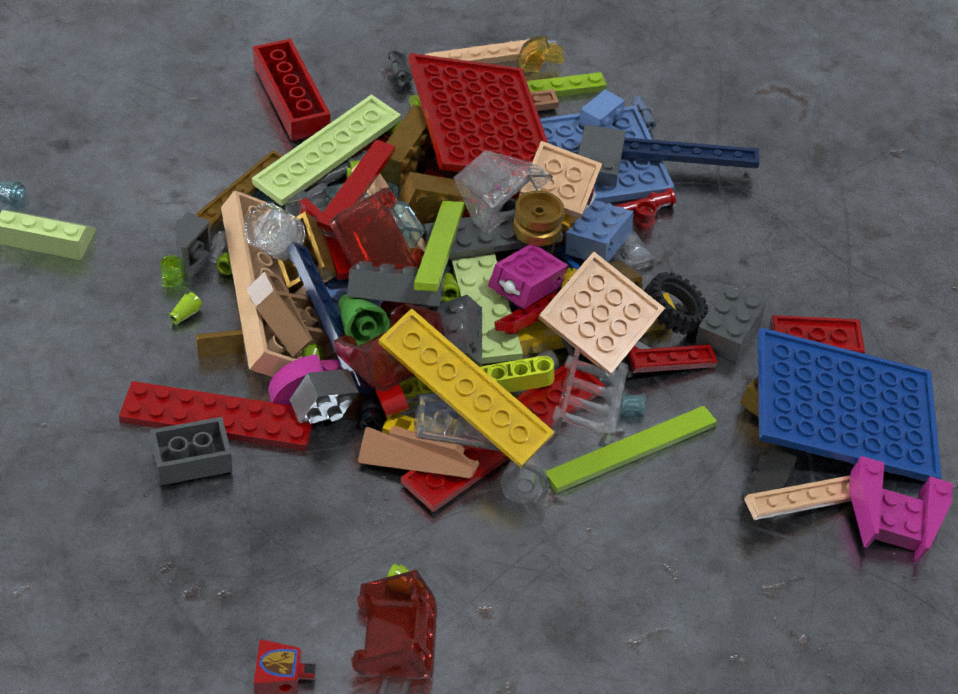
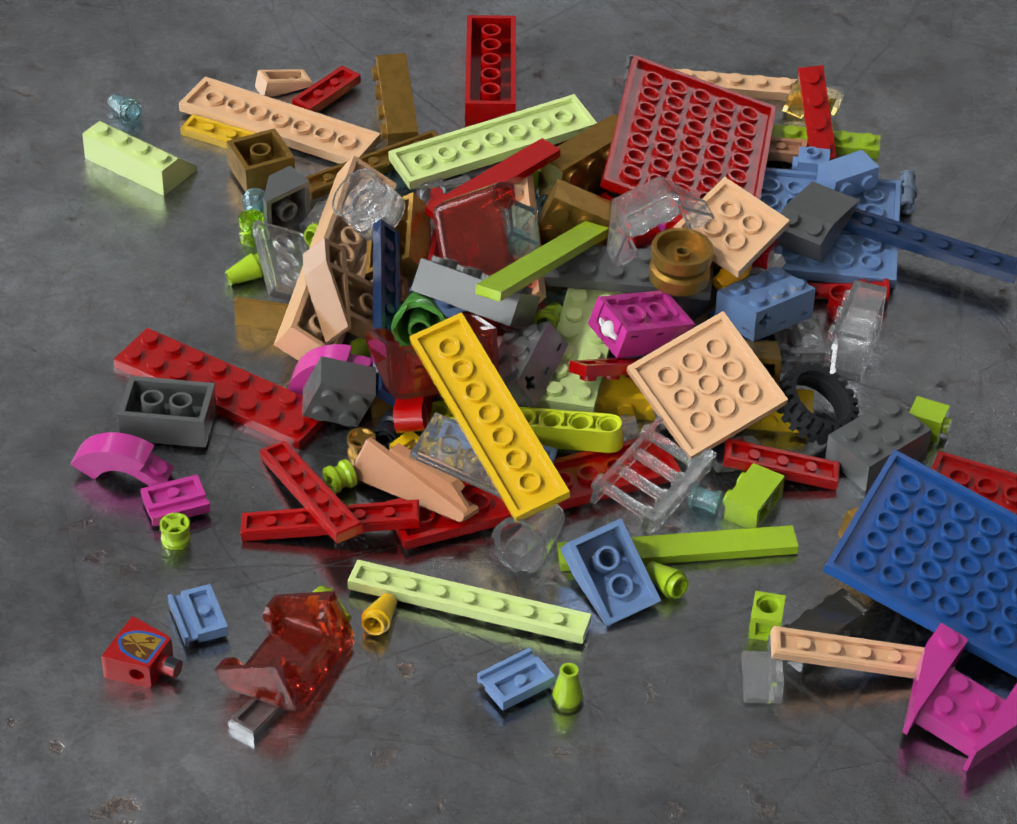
camera: 25 degrees right, 5 degrees down
(100, 195) = (211, 131): none -> yellow tile
(126, 137) = (281, 81): none -> light nougat slope
(143, 172) = (297, 126): none -> light nougat plate
(150, 211) = (257, 157): none -> pearl gold brick
(161, 247) = (253, 199): none -> clear light blue cone
(167, 136) = (327, 89): none -> red plate
(174, 499) = (121, 453): none -> dark pink arch
(212, 292) = (280, 257): none -> clear tile
(231, 132) = (395, 98): none -> pearl gold wedge
(234, 525) = (175, 496): none -> dark pink plate
(246, 546) = (175, 531): none -> lime wheel
(305, 619) = (198, 614): none -> medium blue plate
(341, 486) = (311, 491): none -> red tile
(354, 466) = (340, 476): none -> lime wheel
(357, 428) = (356, 440): none -> pearl gold wheel
(366, 506) = (300, 523): none -> red tile
(445, 574) = (379, 615): none -> yellow cone
(505, 541) = (470, 601): none -> yellowish green plate
(554, 67) = (816, 108): none -> red plate
(566, 105) = (810, 158): none -> medium blue brick
(574, 594) = (516, 678): none -> medium blue plate
(600, 484) = (610, 572): none -> medium blue slope
(617, 589) = (568, 687): none -> lime cone
(640, 477) = (668, 580): none -> lime cone
(666, 391) = (753, 496): none -> lime brick
(671, 235) = (856, 329): none -> clear brick
(726, 485) = (766, 613): none -> lime brick
(745, 533) = (762, 676): none -> clear panel
(756, 287) = (932, 415): none -> lime brick

